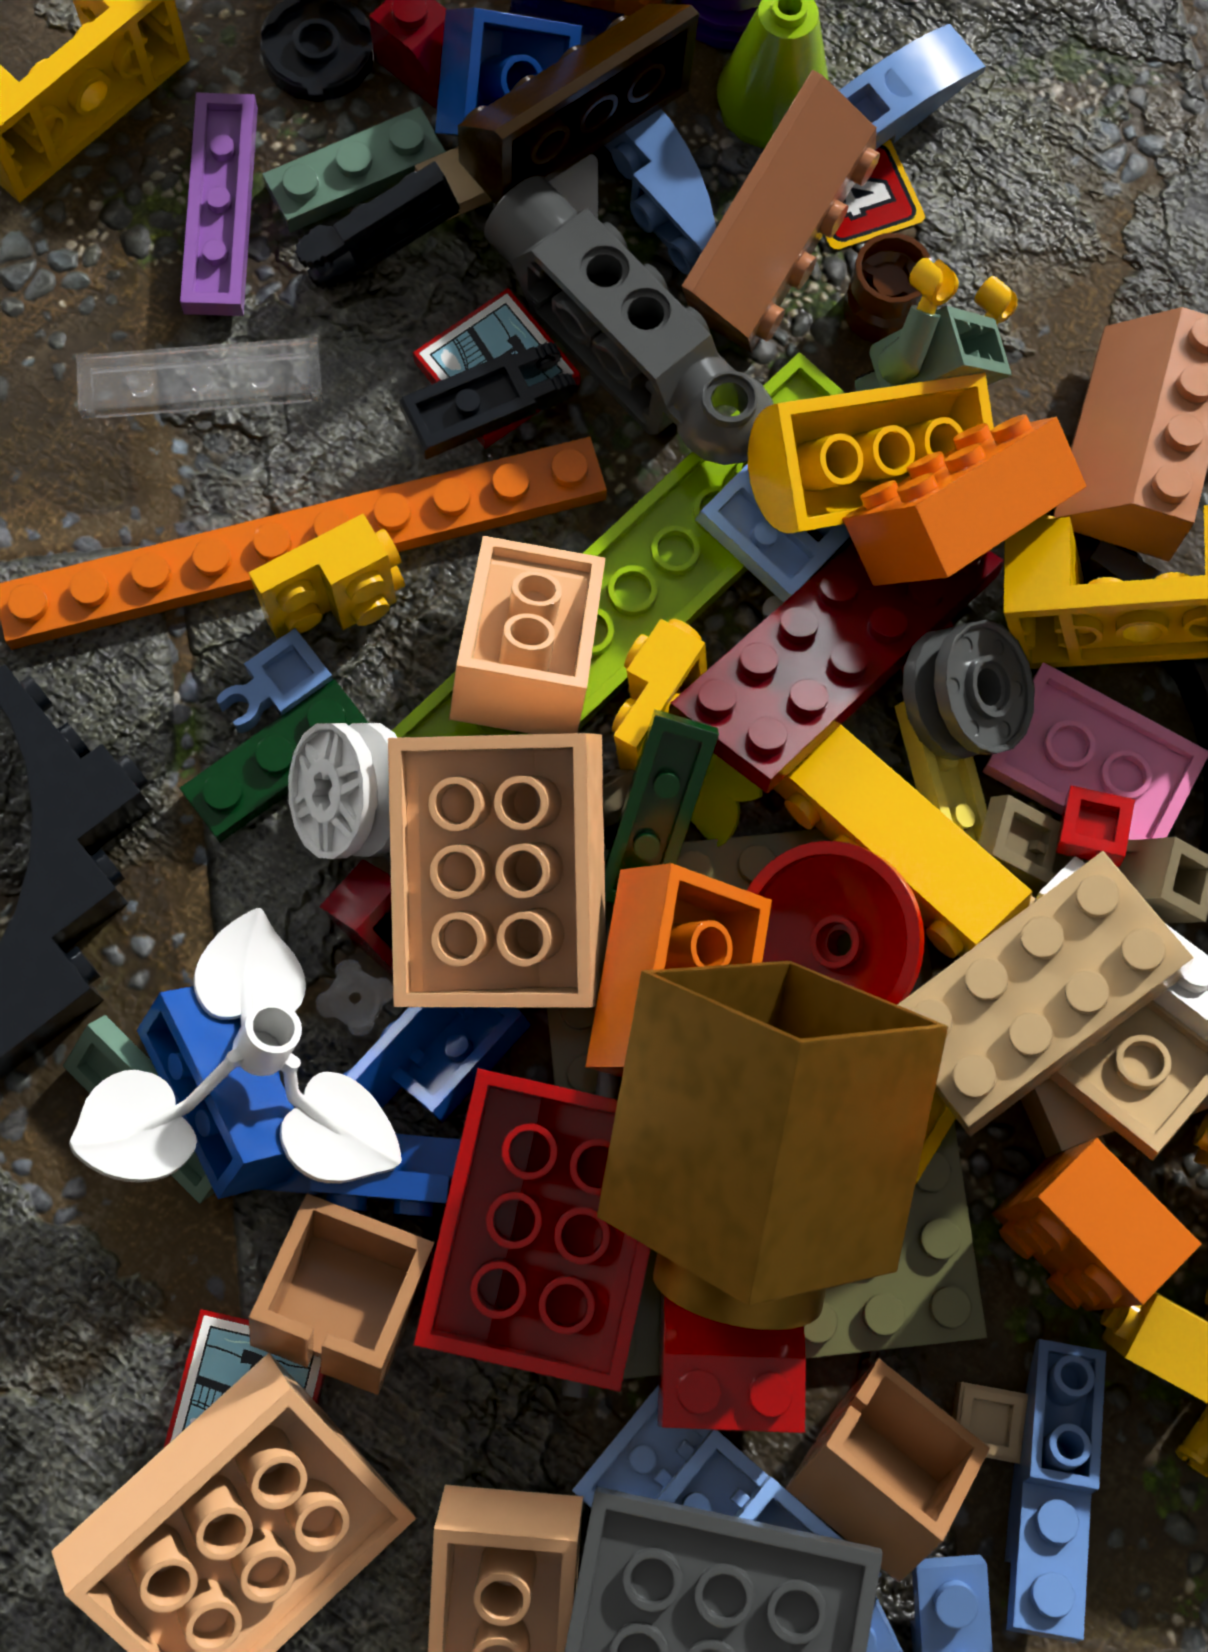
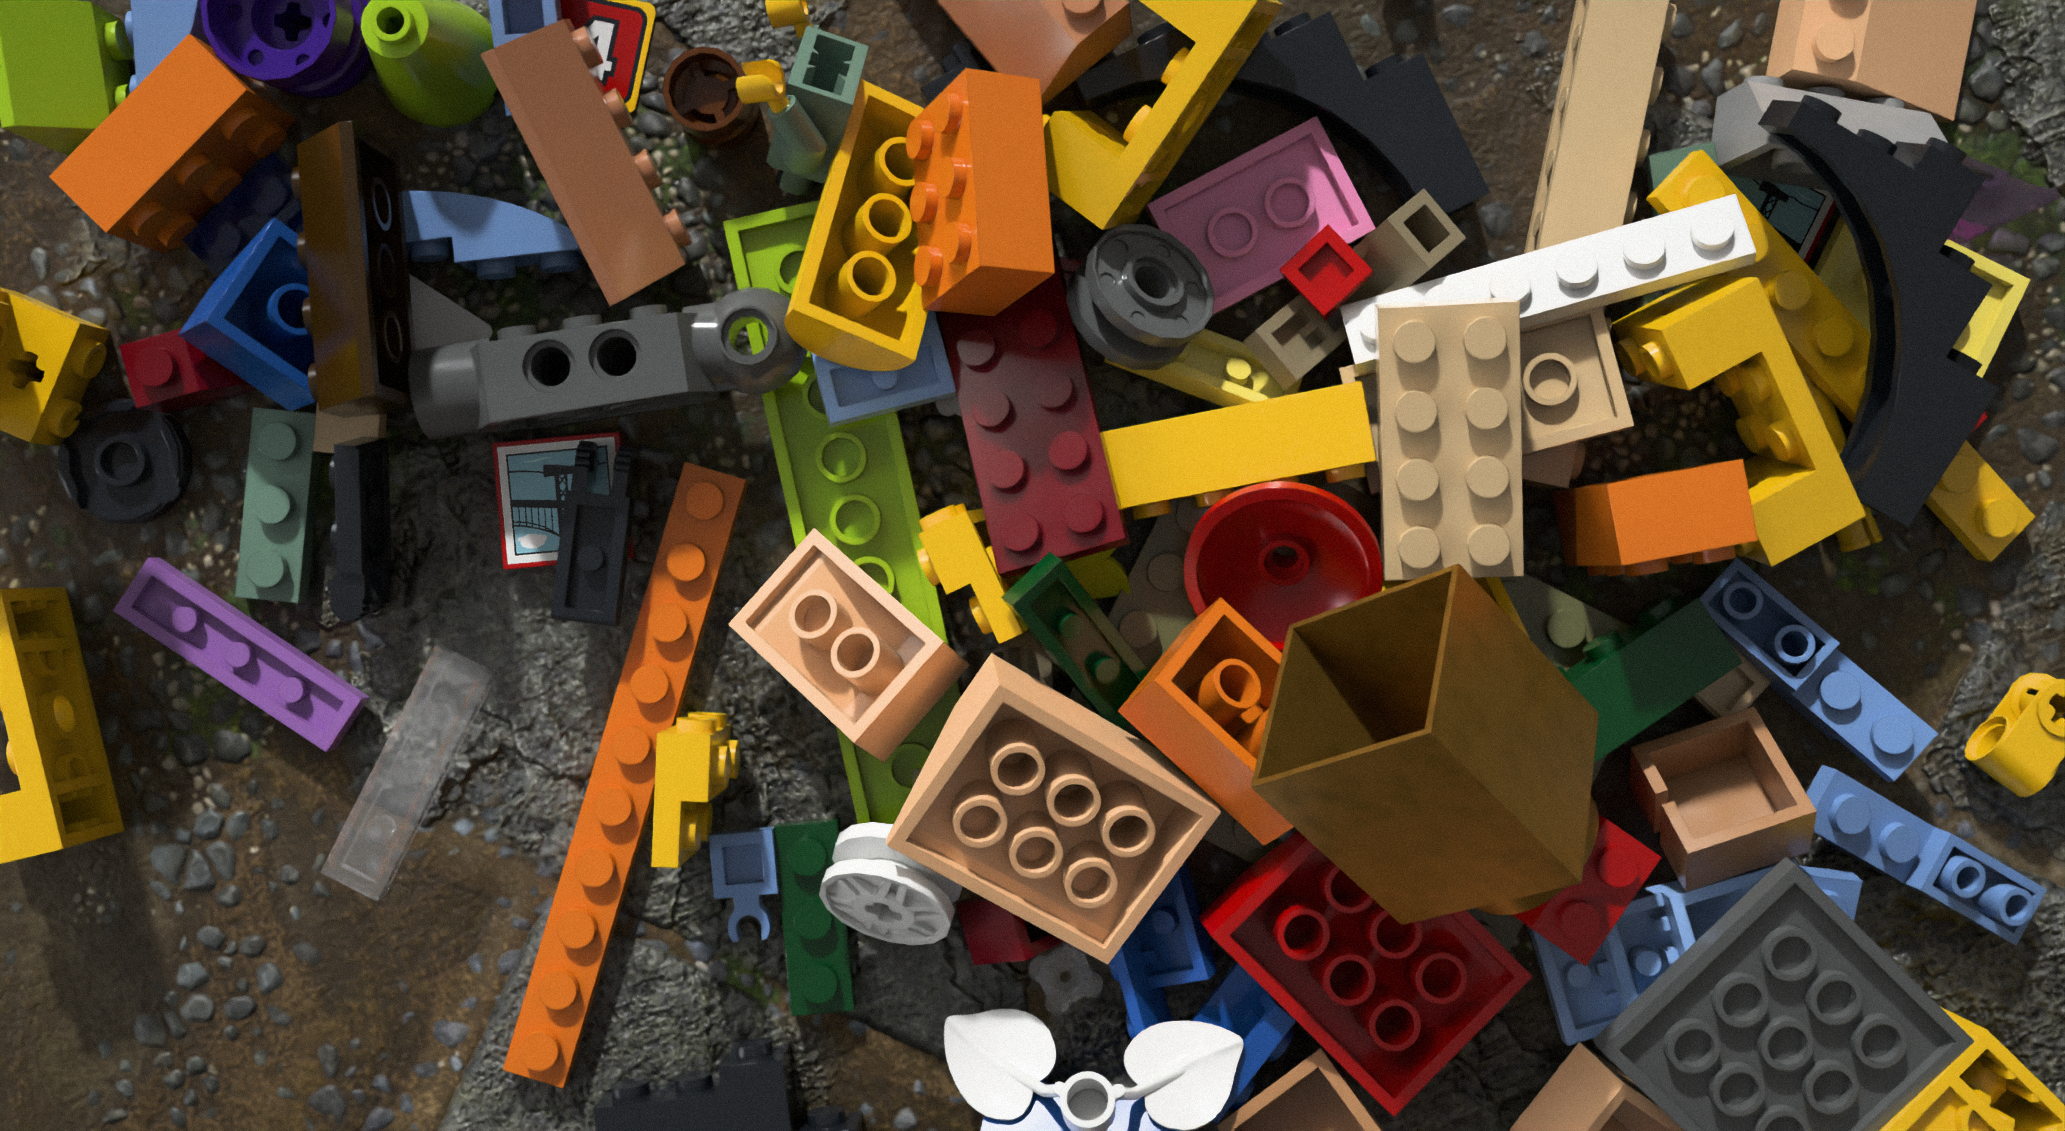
camera: 50 degrees left, 15 degrees up
(947, 1320) = (1650, 667): none -> dark green brick

